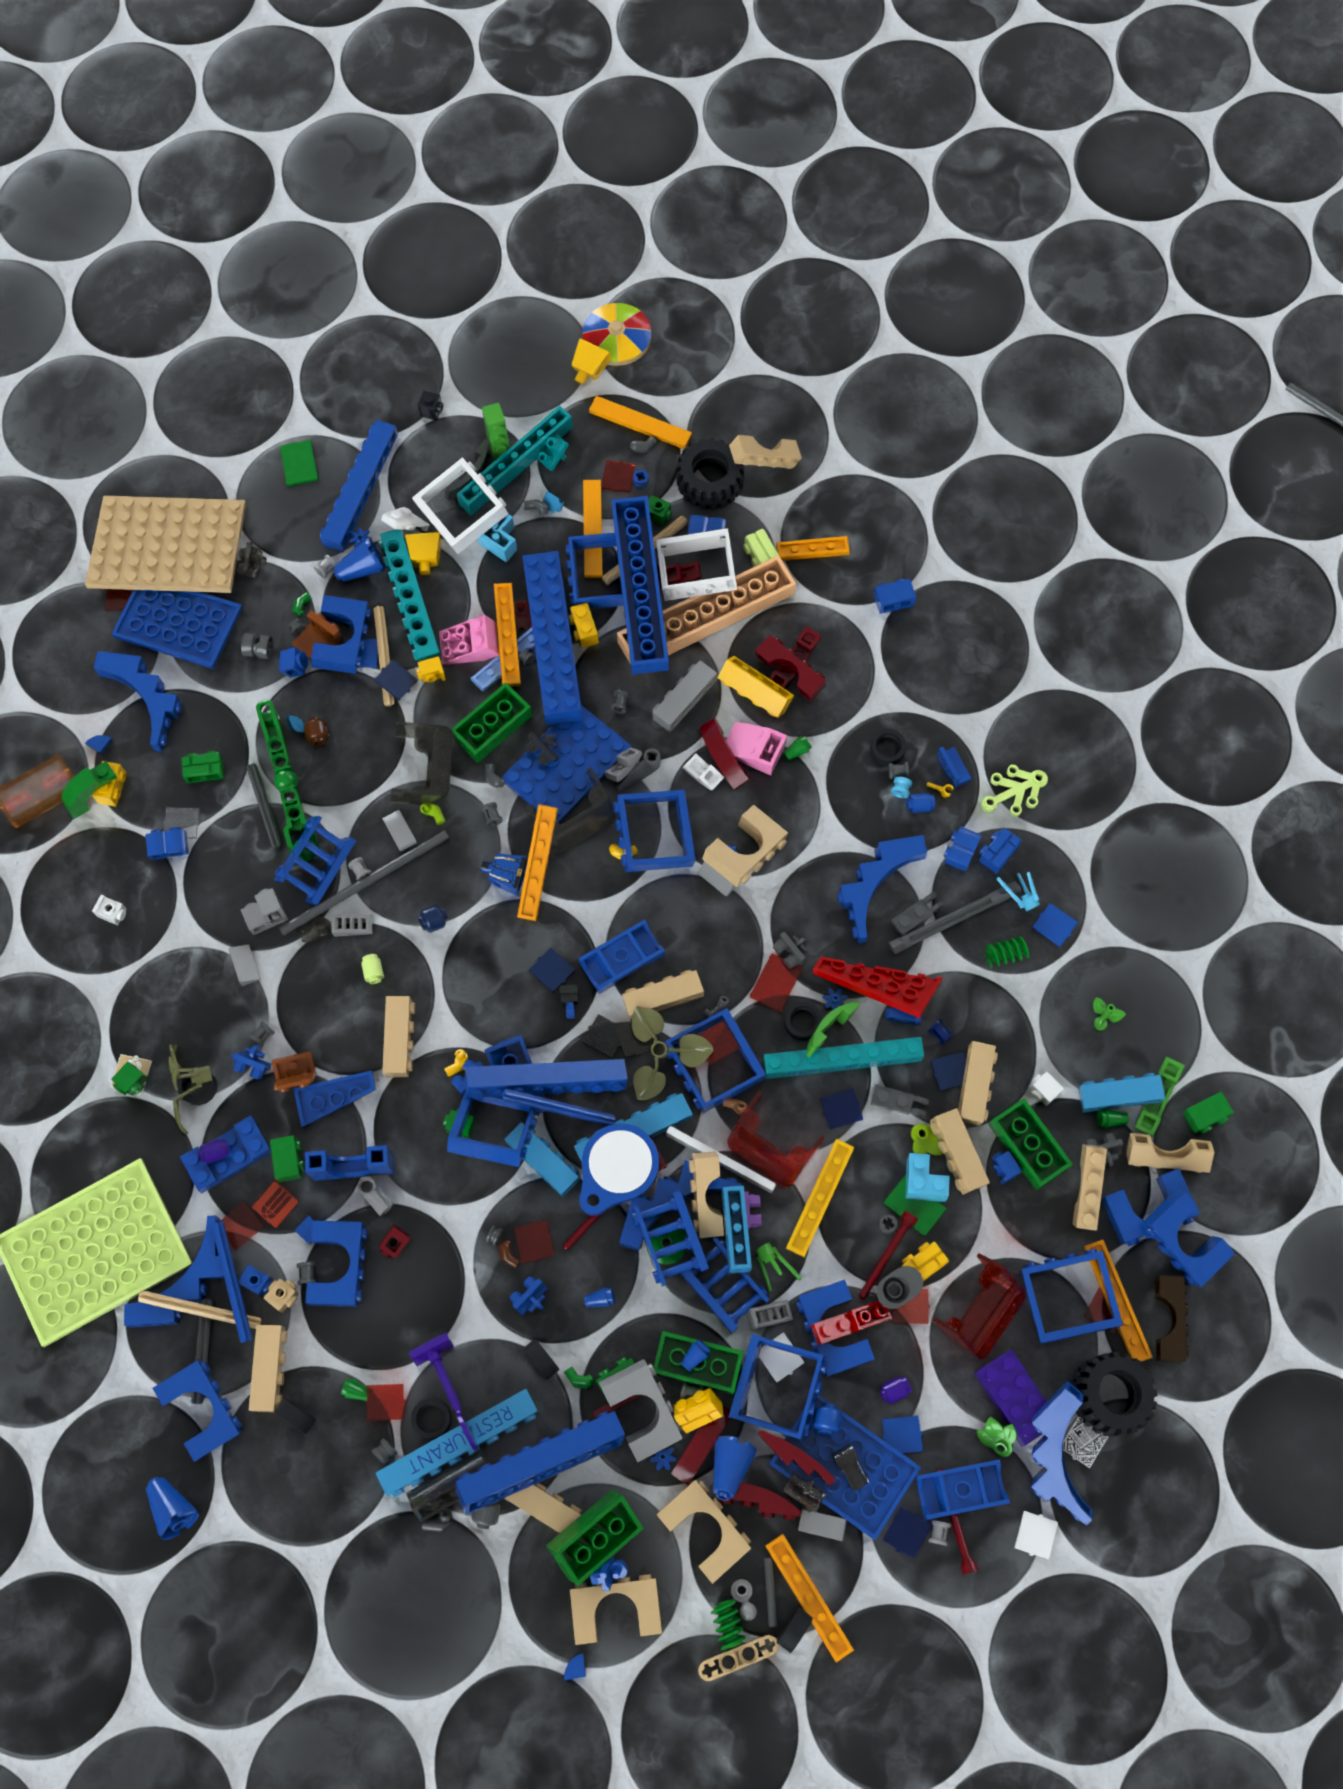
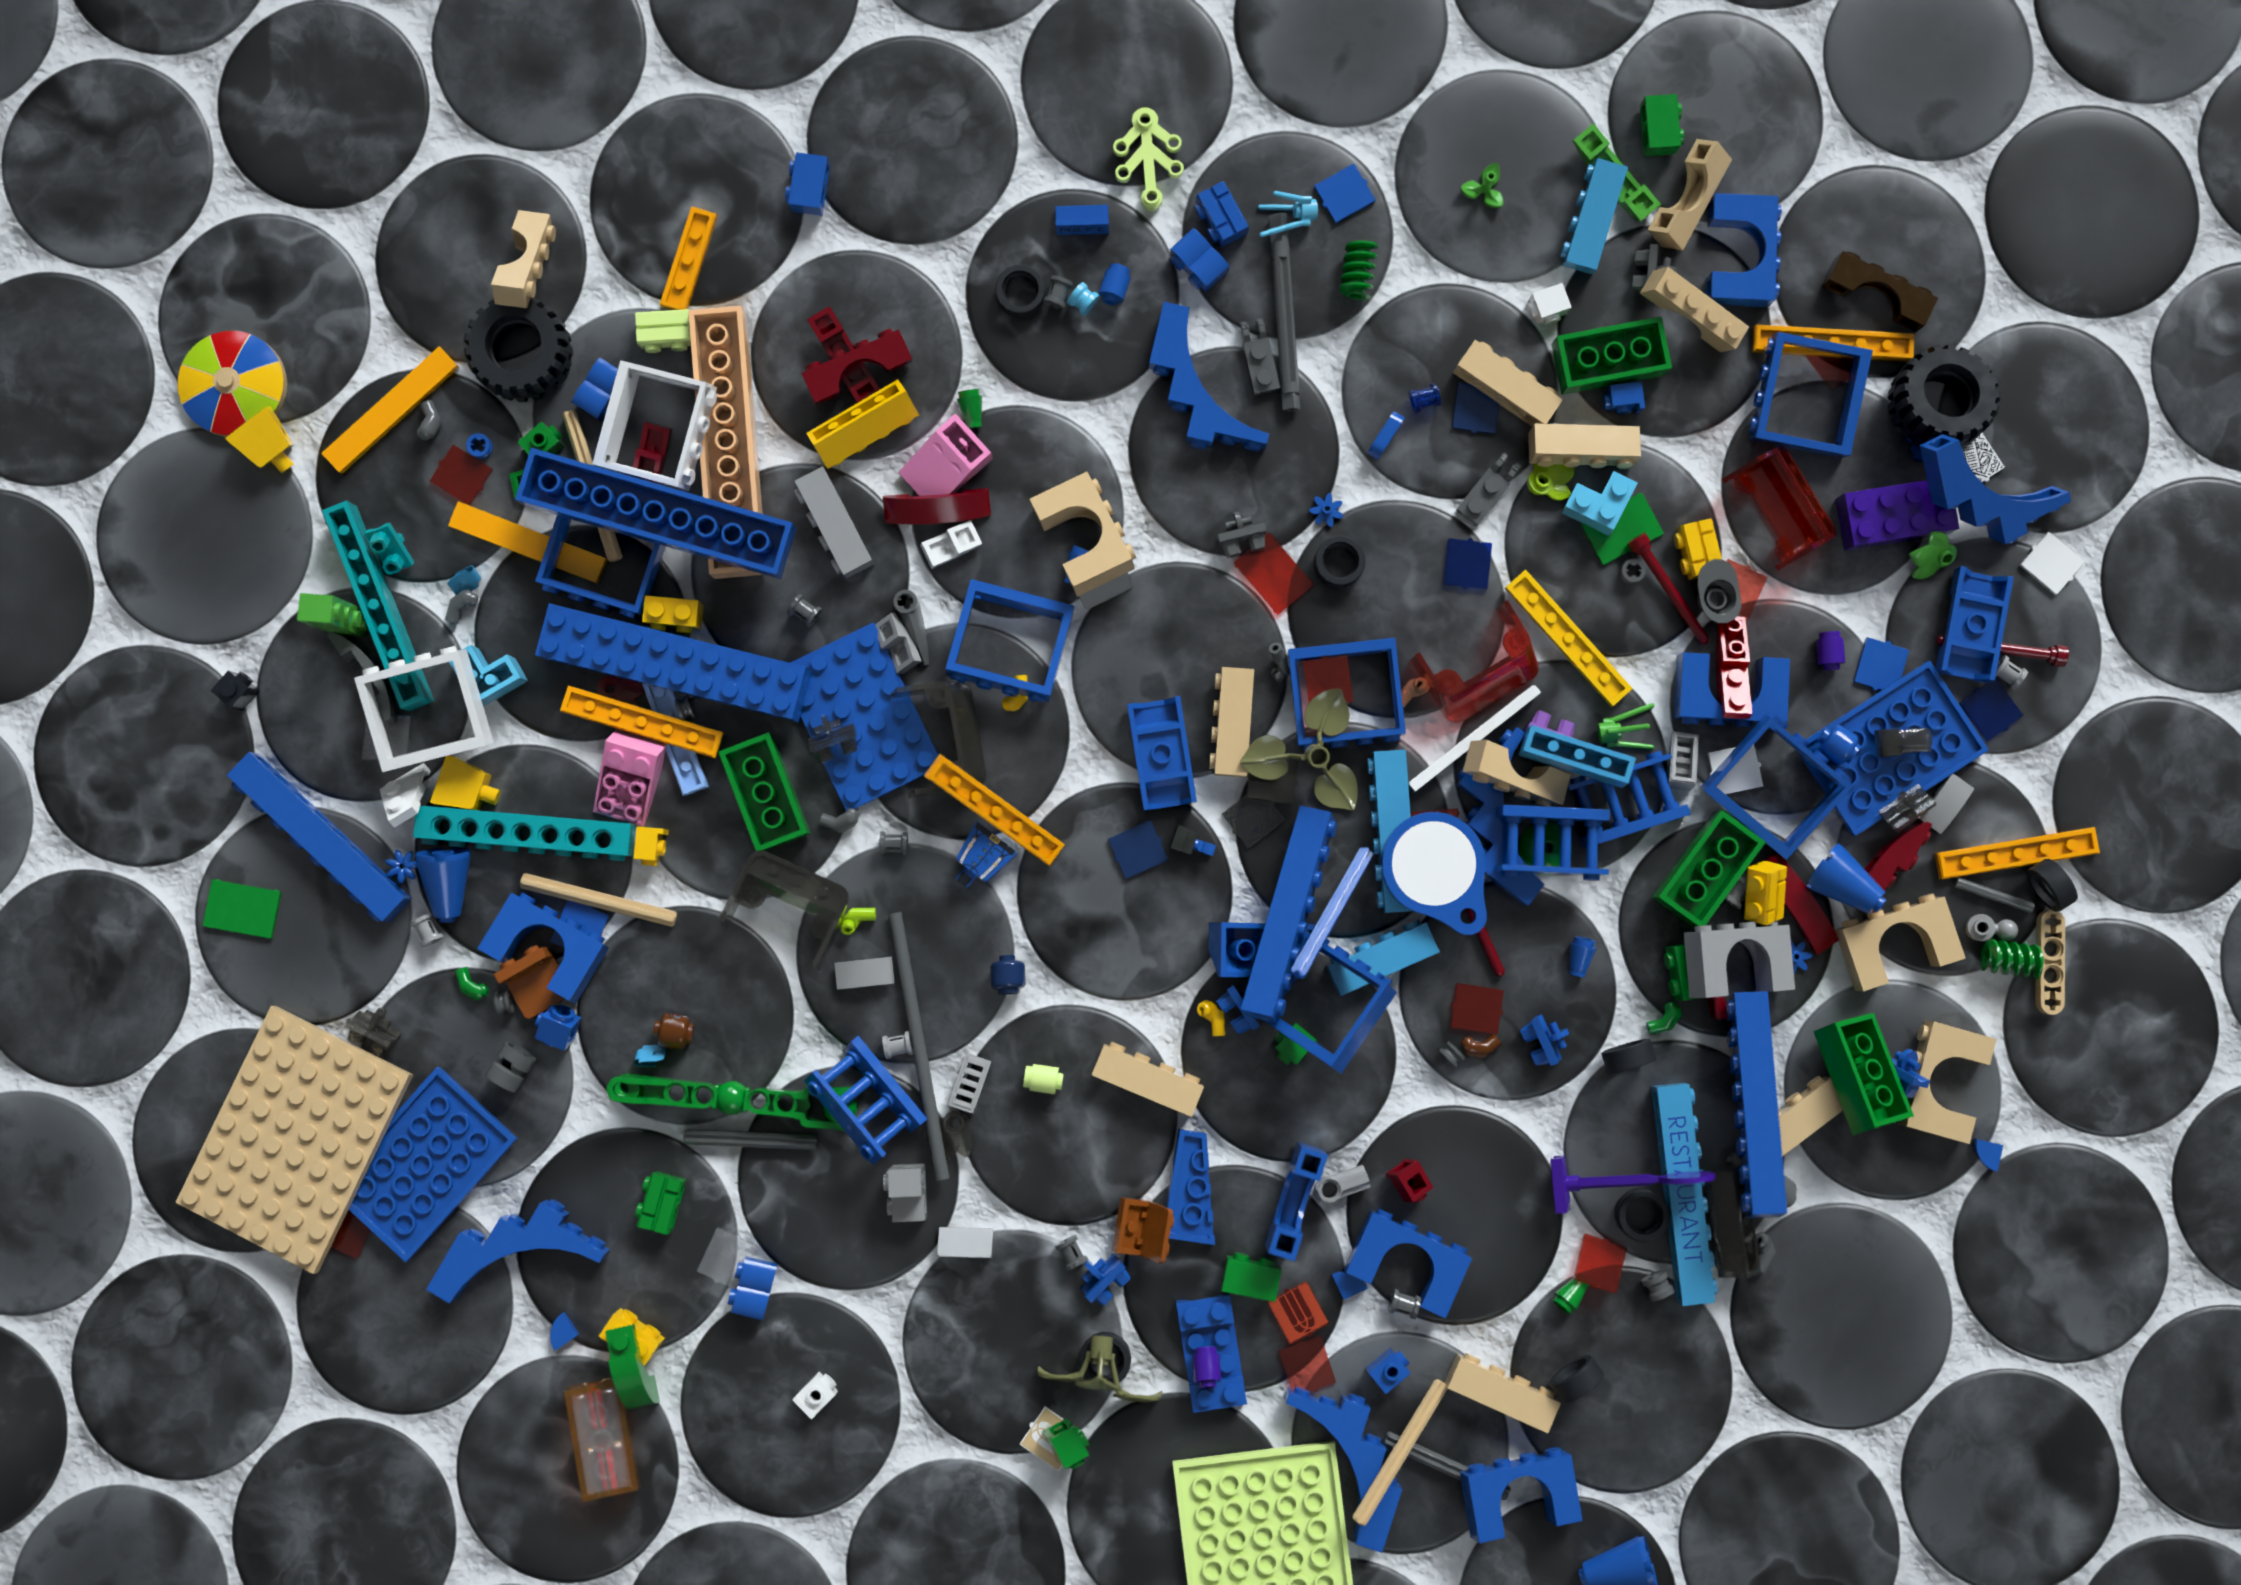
camera: 70 degrees left, 15 degrees up
(232, 1282) = (1382, 1400): blue axle -> none
(275, 1296) = (1425, 1352): tan brick -> none
(395, 680) = (643, 897): dark blue piece -> none
(695, 1355) = (1707, 868): blue cone -> none
(789, 1453) = (1859, 804): dark red slope -> none
(840, 1014) = (1380, 555): bright green slope -> none
(843, 1058) = (1409, 533): teal brick -> none
(882, 984) = (1339, 438): red wing -> none
(941, 789) = (1104, 250): yellow hand -> none
(1111, 1118) = (1617, 243): green cone -> none
(1164, 1227) = (1780, 244): blue arch -> none

